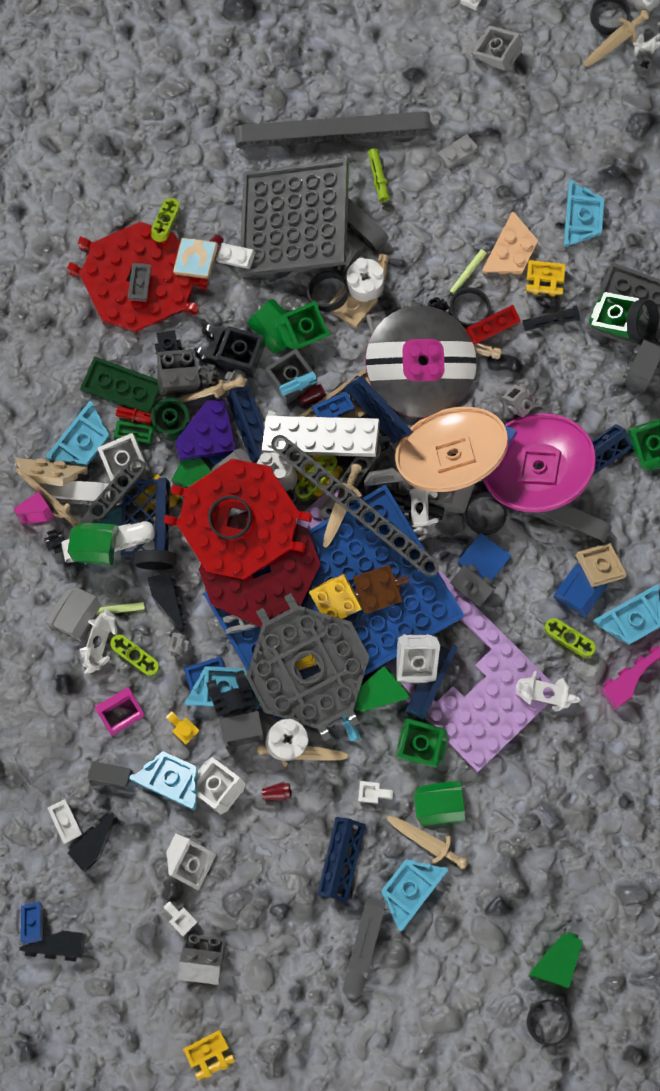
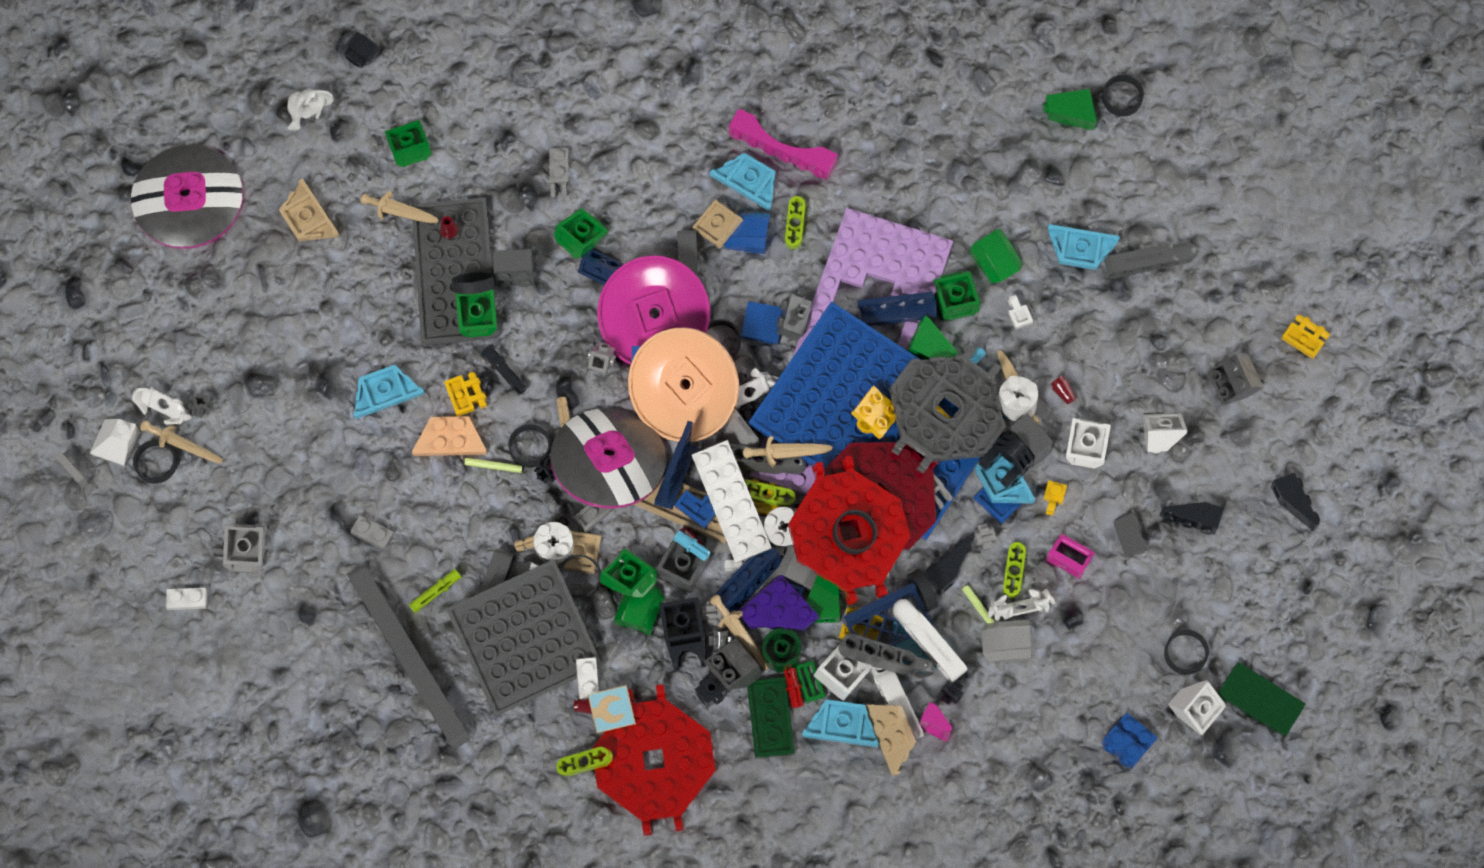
camera: 115 degrees left, 5 degrees down
(31, 923) = (1290, 528): blue plate -> none
(60, 511) = (922, 700): tan sword -> none
(65, 821) = (1190, 550): white plate -> none
(93, 543) = (940, 644): green slope -> none
(139, 282) = (663, 747): dark grey plate -> none
(170, 778) = (1104, 480): wing -> none
(181, 920) = (1213, 412): white plate -> none
(337, 858) = (1089, 313): dark blue fence -> none
(350, 497) = (781, 440): dark grey beam -> none
(379, 588) = (846, 382): reddish brown plate -> none
(417, 658) = (888, 322): white slope -> none
(428, 842) = (1034, 244): tan sword -> none
(493, 324) = (537, 415): red plate -> none
(530, 689) = (861, 226): white piece -> none

